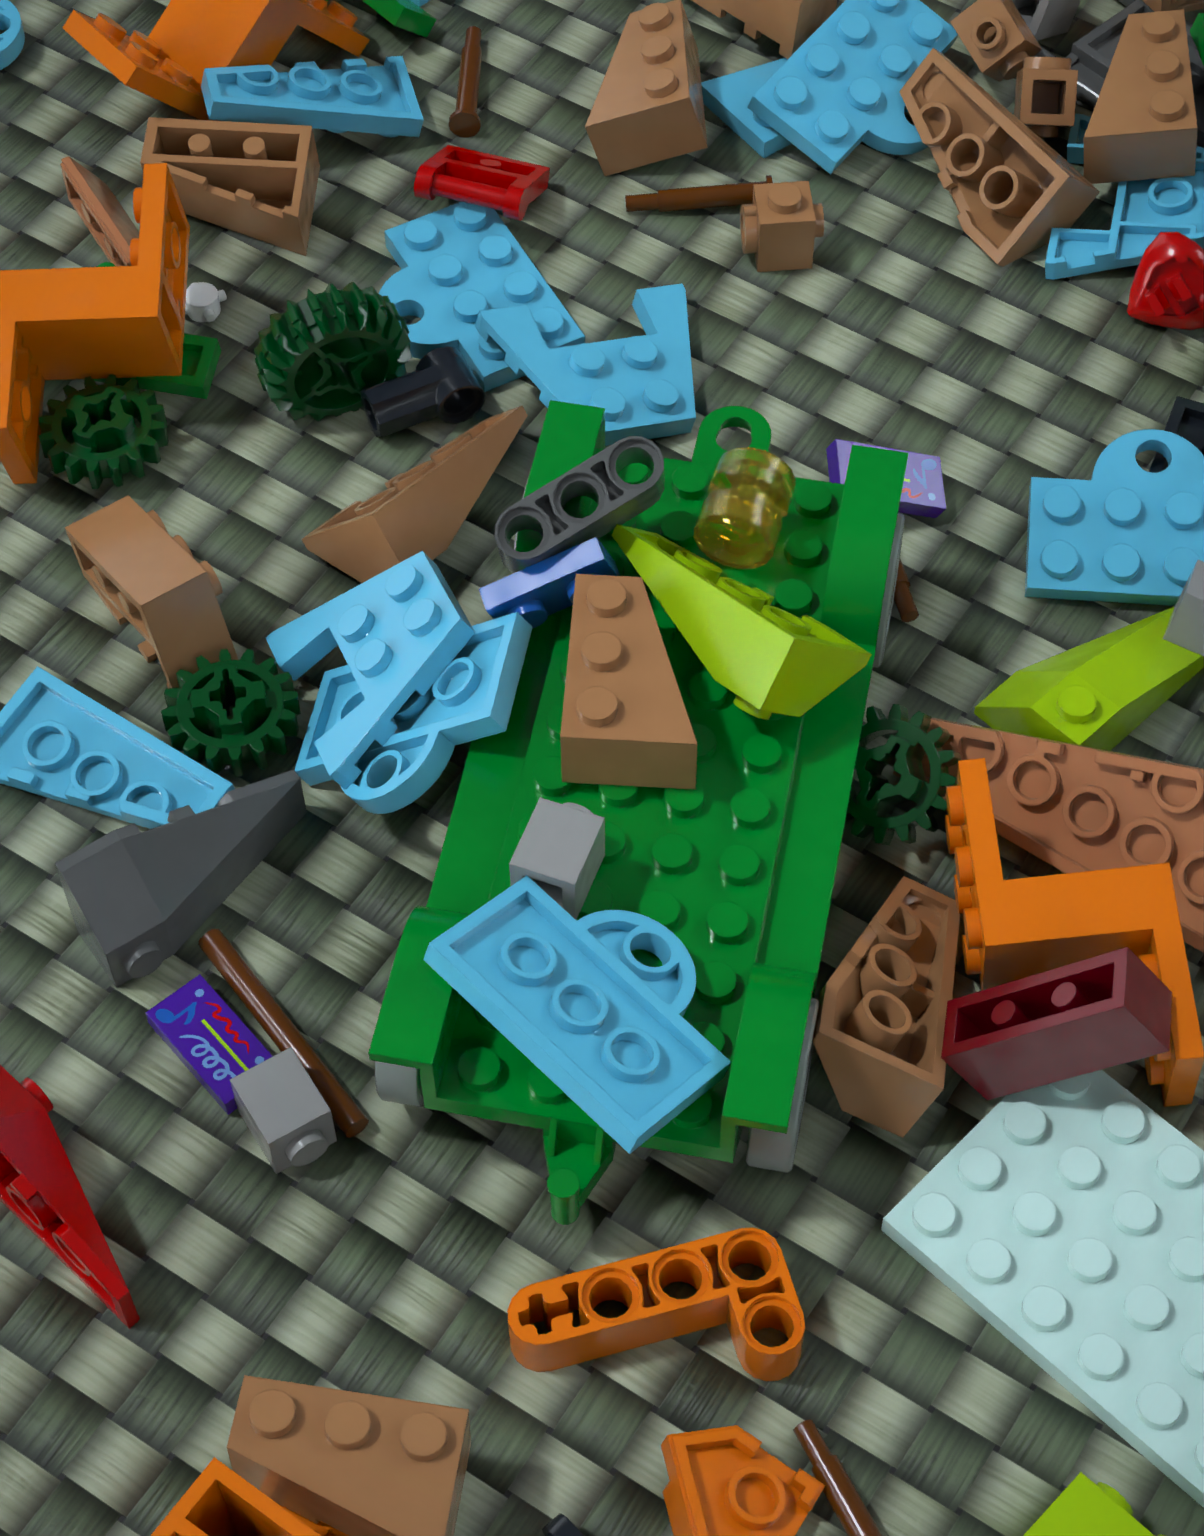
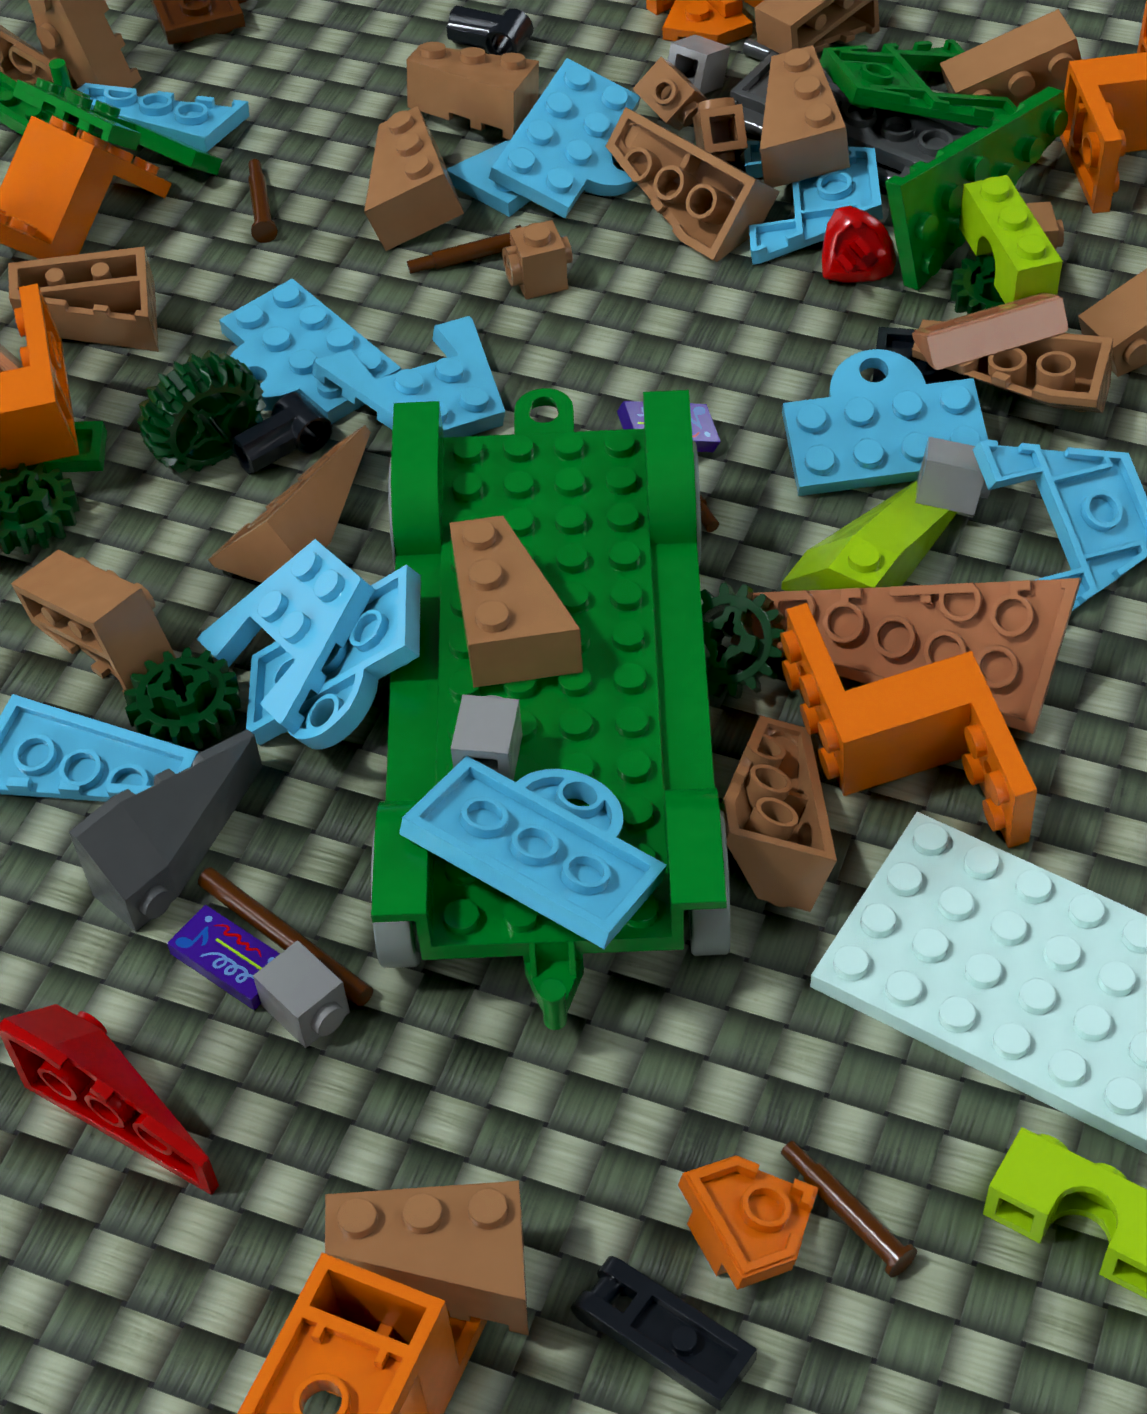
camera: 10 degrees left, 5 degrees down
(203, 301) = (84, 398): white piece -> none
(330, 99) = (158, 228): medium azure wing -> none
(481, 180) = (289, 268): red plate -> none
(547, 584) = (425, 540): blue plate -> none
(593, 478) = (448, 451): dark grey beam -> none
(657, 1316) = (564, 1123): orange beam -> none
(744, 643) = (590, 548): lime wedge -> none
(745, 508) = (569, 454): clear yellow wheel -> none
(1058, 1024) = (915, 791): dark red brick -> none

